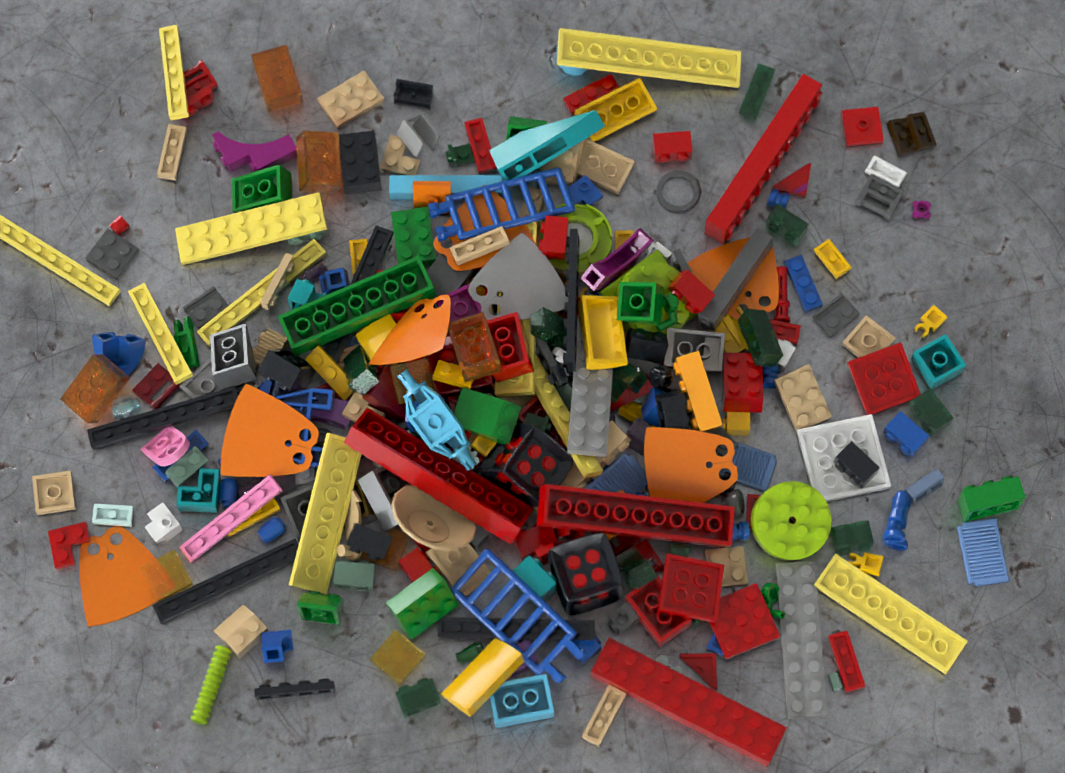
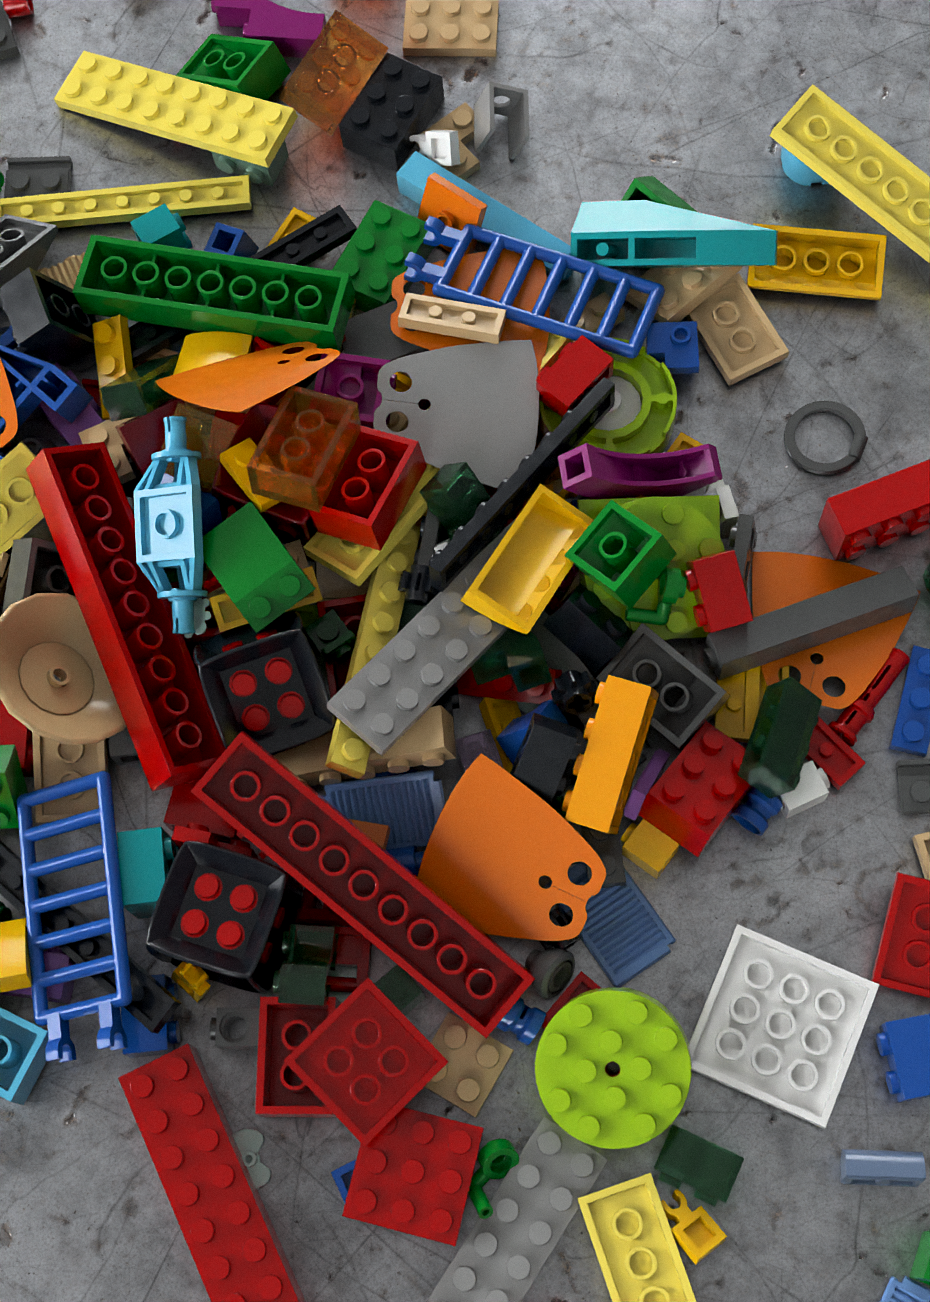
camera: 45 degrees right, 0 degrees up
(278, 282) = (141, 199): tan plate -> none
(312, 273) = (204, 222): clear purple pin -> none
(399, 165) = (439, 146): none -> white plate
(413, 94) = (540, 67): black hinge -> none
(459, 155) = (540, 189): dark green bracket -> none
(480, 145) = (580, 186): red plate -> none
(587, 612) = (192, 980): none -> yellow plate
(590, 93) = (798, 215): red plate -> none
(603, 715) = (91, 1162): tan plate -> none
(672, 146) = (863, 365): red brick -> none
(703, 665) = (307, 1199): red tile -> none
(718, 396) = (646, 781): none -> medium lavender tile
(802, 398) = (783, 879): tan plate -> none
(856, 465) = (789, 1052): black brick -> none
(897, 519) = (793, 1192): blue piece -> none

